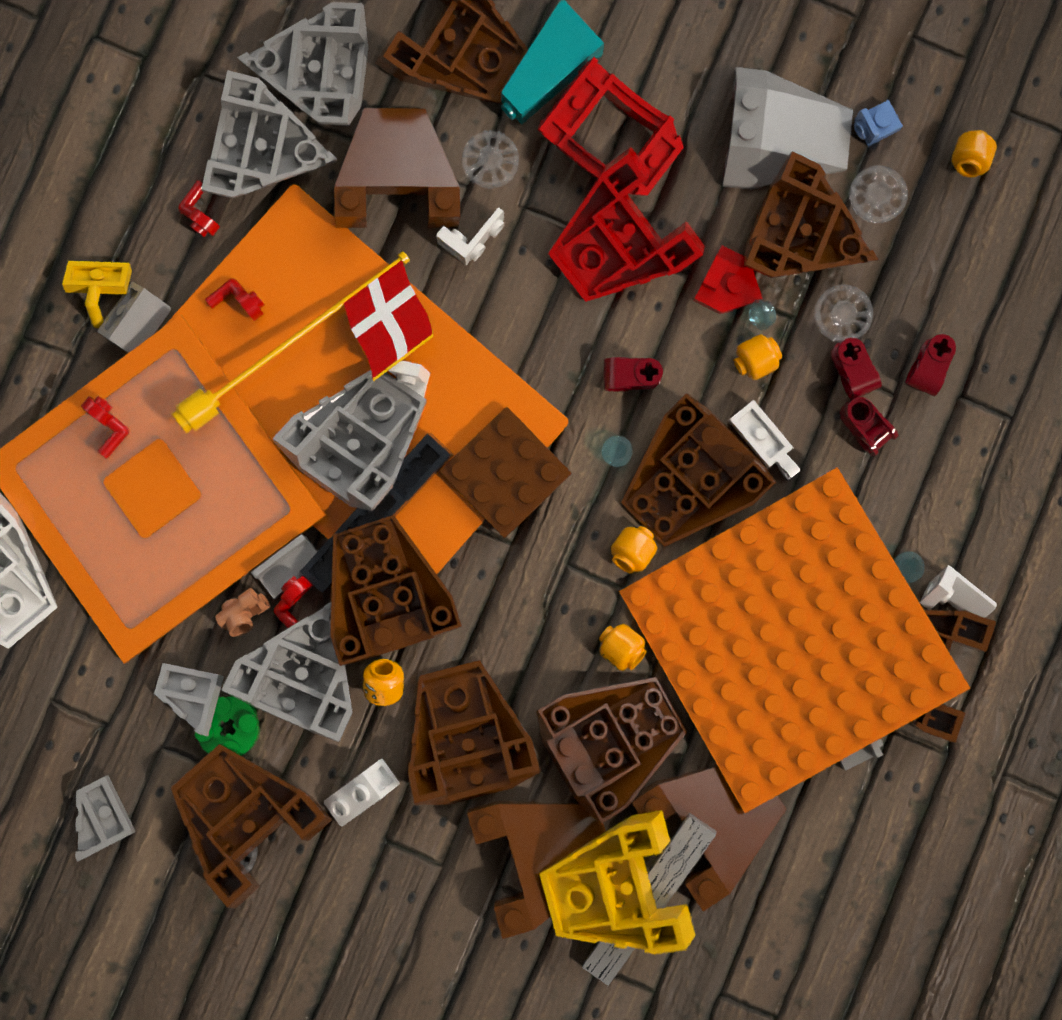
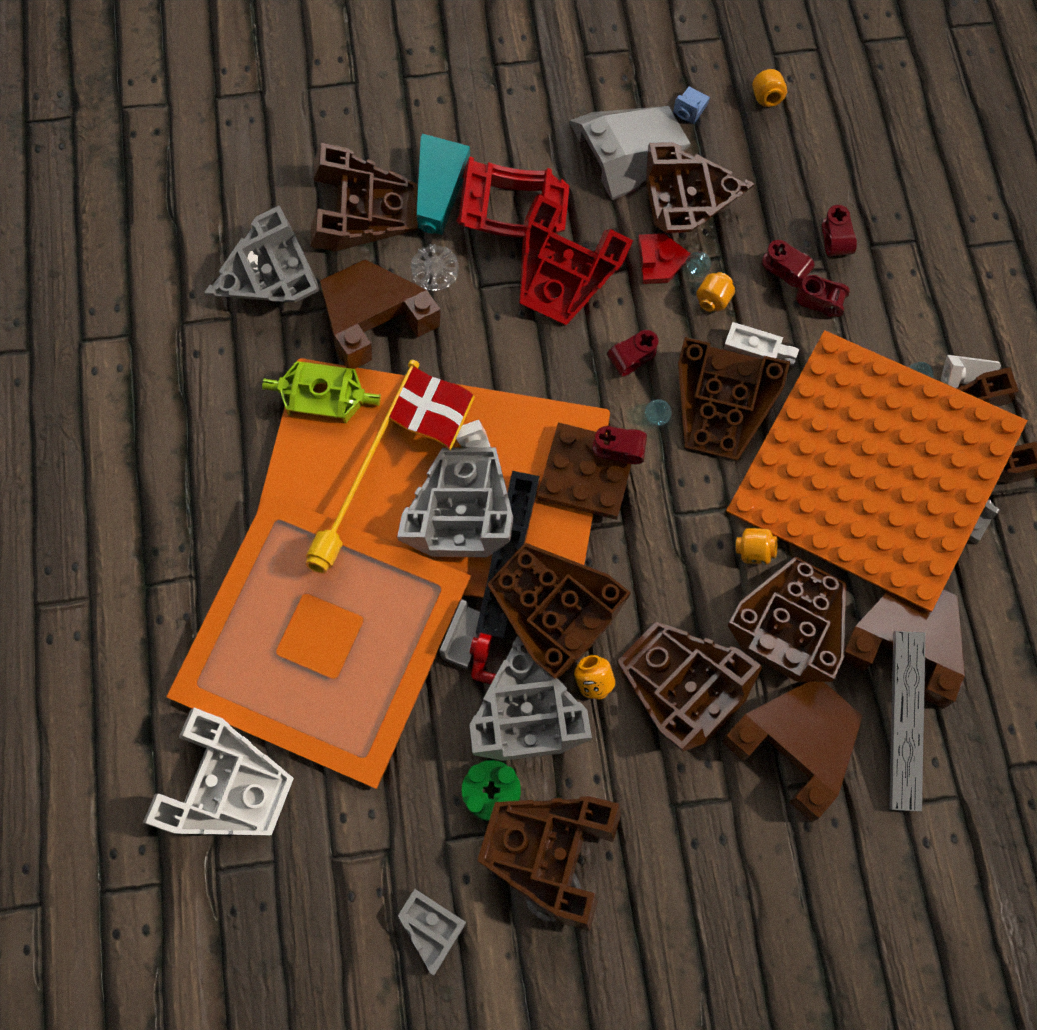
camera: 30 degrees left, 15 degrees down
(96, 279) = (183, 507): yellow plate -> none
(100, 410) = (245, 596): red plate -> none
(134, 318) = (229, 519): light grey panel -> none
(190, 694) = (446, 778): light grey wing -> none
(201, 222) = (242, 420): red plate -> none
(237, 613) = (446, 694): nougat plate -> none
(250, 302) = (315, 455): red plate -> none
(258, 141) = (254, 339): light grey wedge -> none
(309, 254) = (339, 400): none -> lime plate
(361, 792) = (631, 777): white bracket -> none
(456, 244) = (453, 336): white bracket -> none
(553, 475) = (622, 446): none -> dark red piece
(607, 893) = (871, 732): yellow wedge -> none
(633, 549) = (717, 472): light orange head -> none
(843, 313) = (753, 234): clear wheel -> none
(878, 194) = (723, 147): clear wheel -> none

